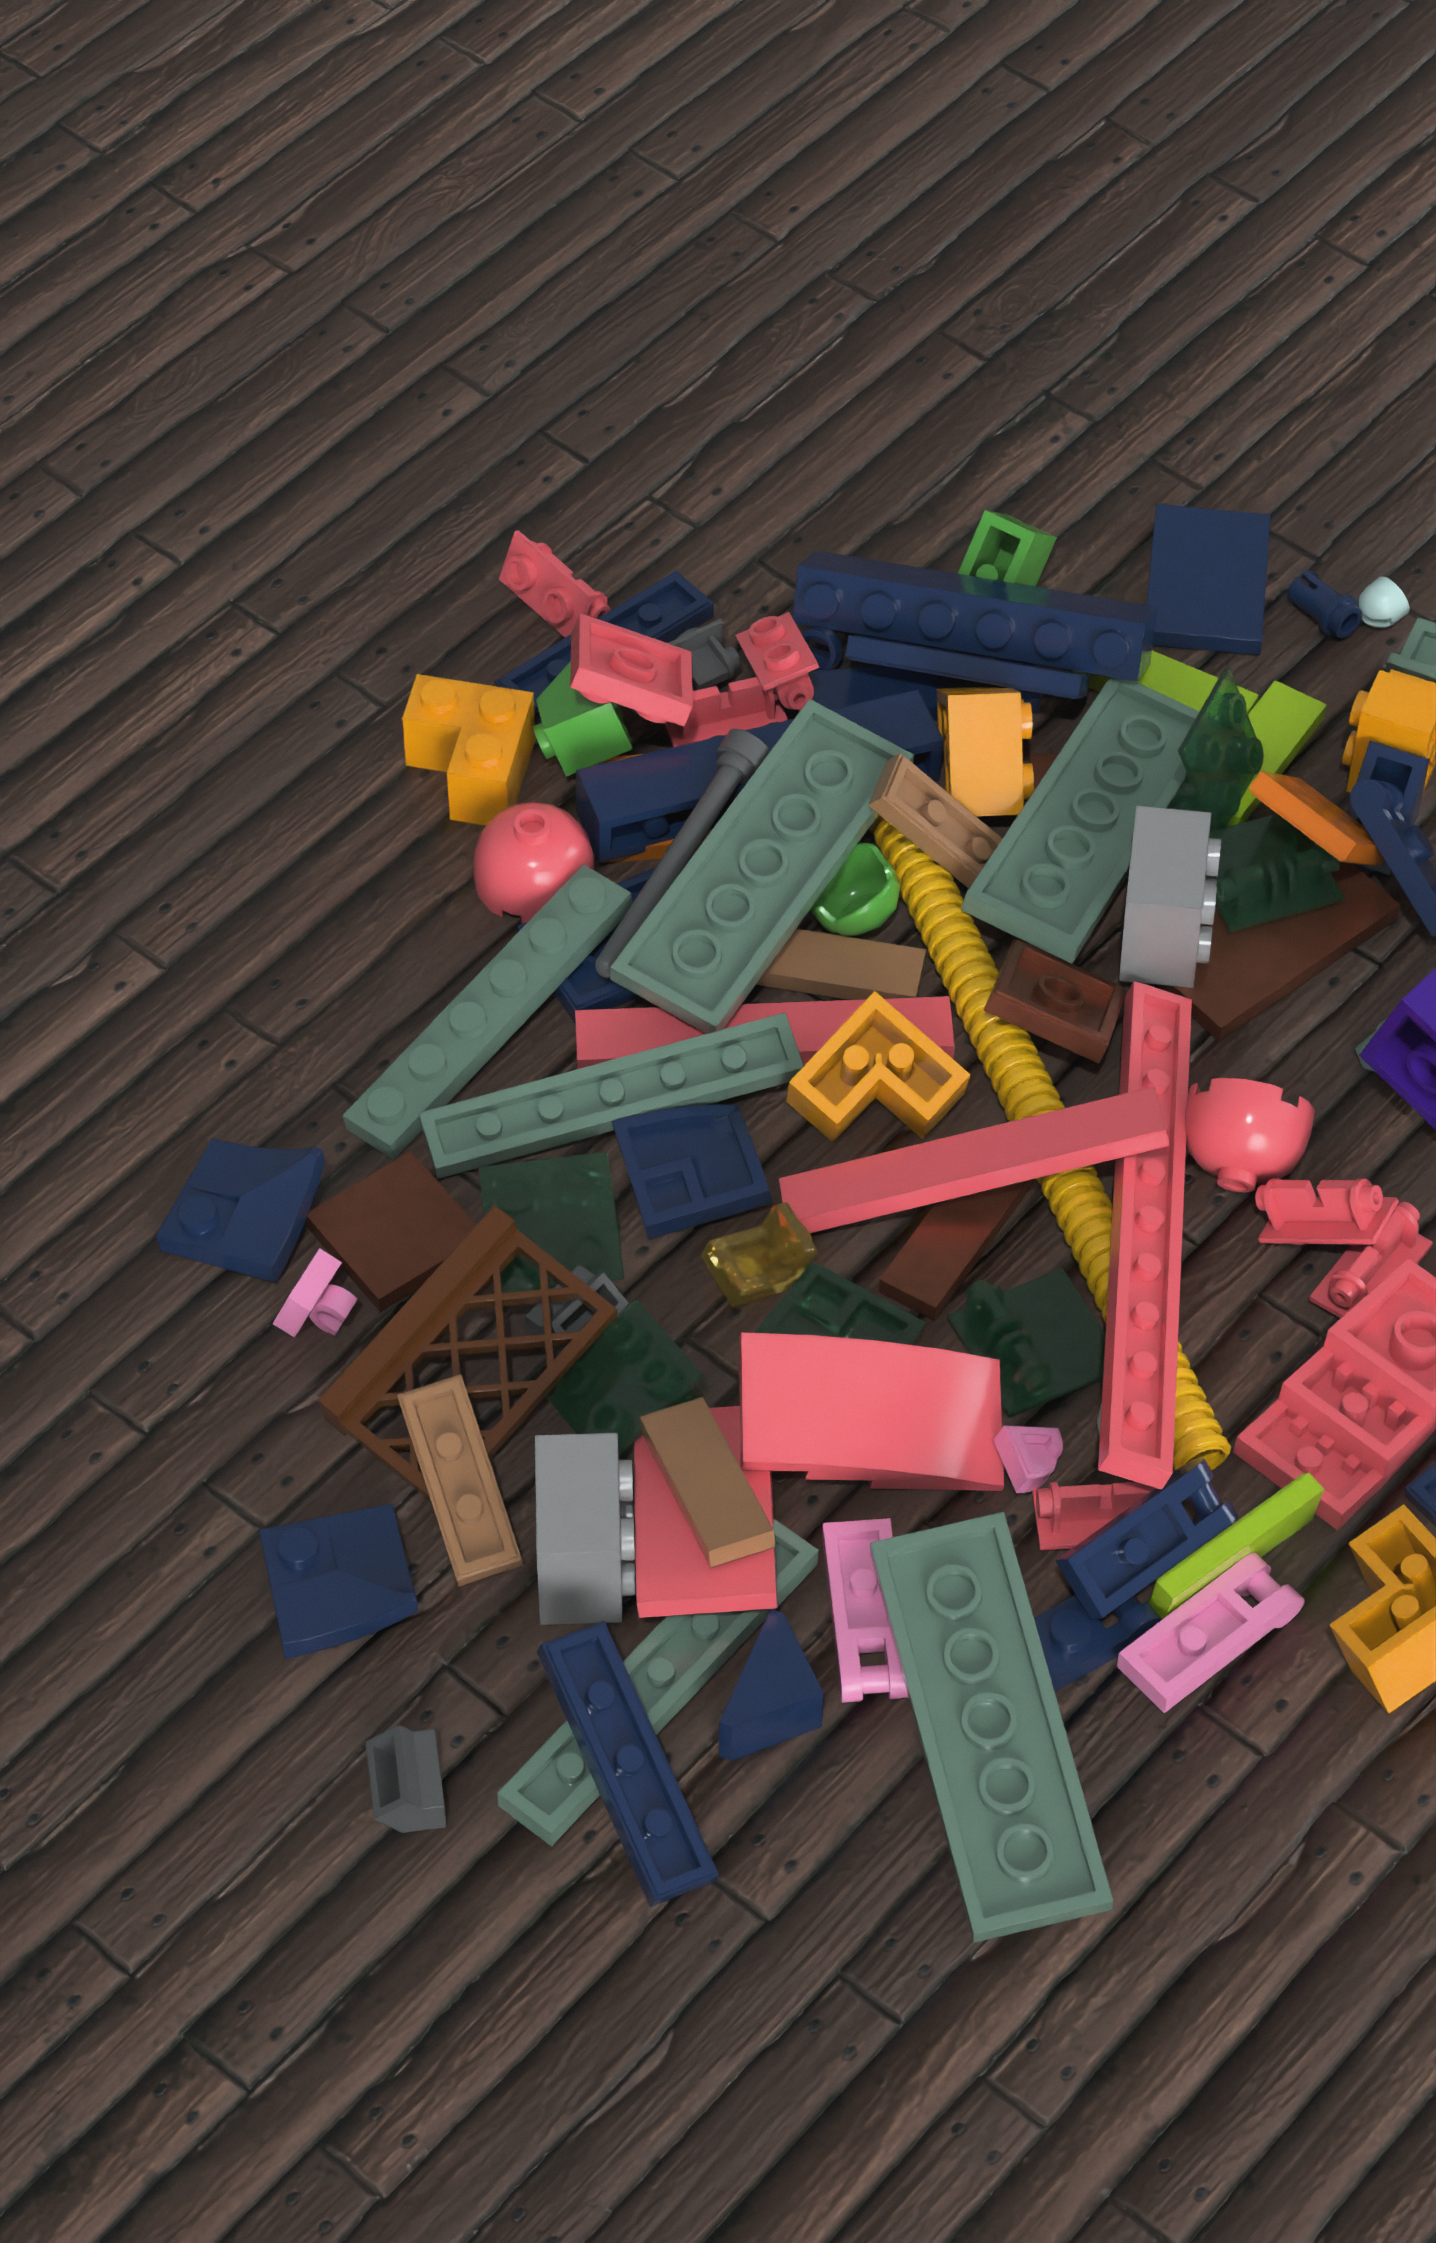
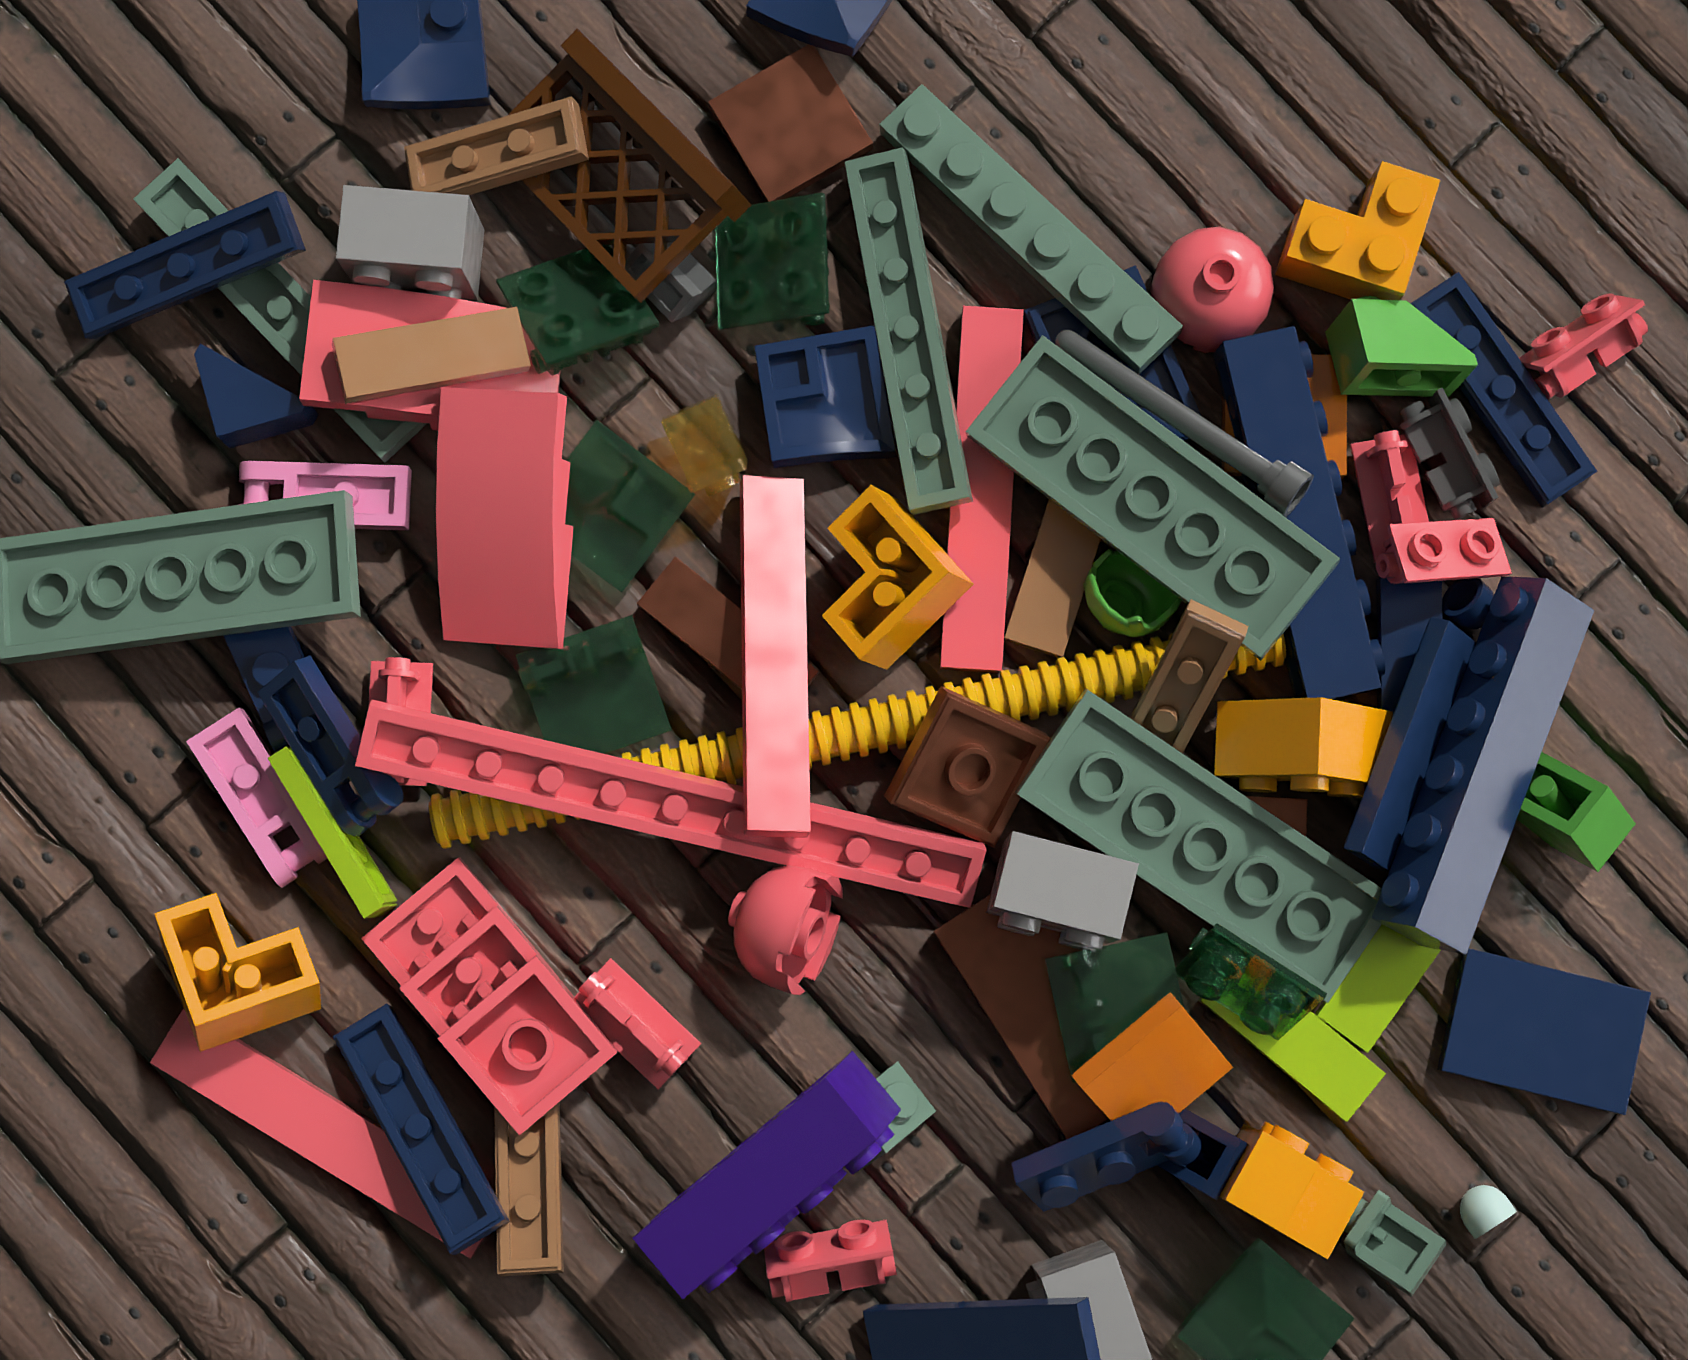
camera: 95 degrees right, 30 degrees up
(315, 1297) = (712, 43): bright pink tile -> none
(406, 1779) = (211, 89): dark grey piece -> none
(631, 671) = (1407, 386): coral plate -> none
(1029, 1454) = (460, 664): bright pink tile -> none
(1334, 612) = (1487, 1150): dark blue pin -> none
(1343, 1214) = (683, 985): coral hinge -> none

